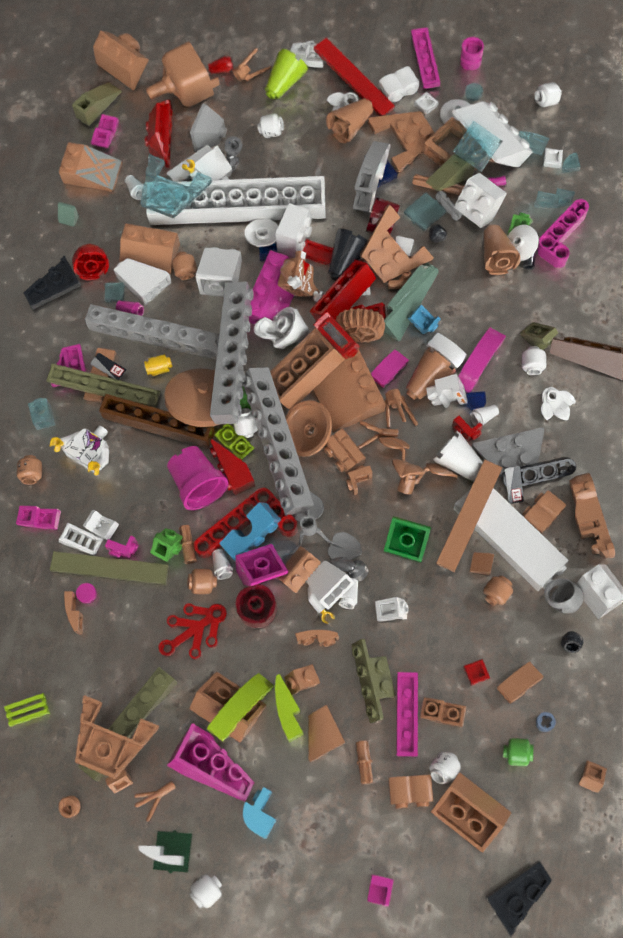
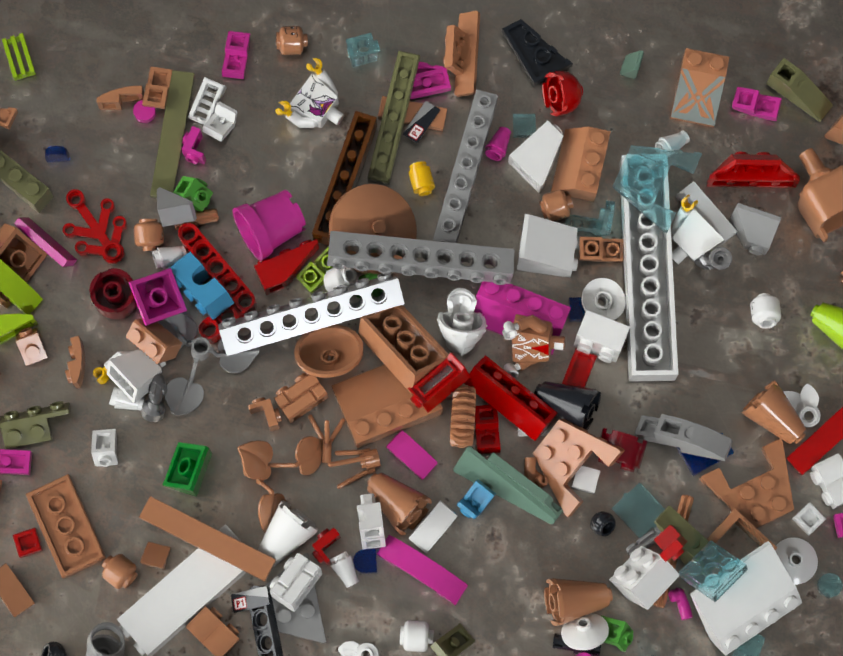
camera: 85 degrees right, 5 degrees up
(50, 334) = (462, 52): none -> nougat bracket
(65, 581) = (157, 88): none -> nougat slope
(123, 667) = (56, 154): none -> clear blue tile
(180, 558) = (174, 208): none -> light grey slope
(201, 234) = (598, 226): none -> clear light blue bracket
(207, 671) = (45, 242): none -> dark pink tile
(221, 233) = (600, 249): none -> nougat slope
(458, 174) = (671, 543): none -> red bracket
(460, 640) = (65, 526): none -> nougat tile
(500, 446) = (295, 581): none -> white brick

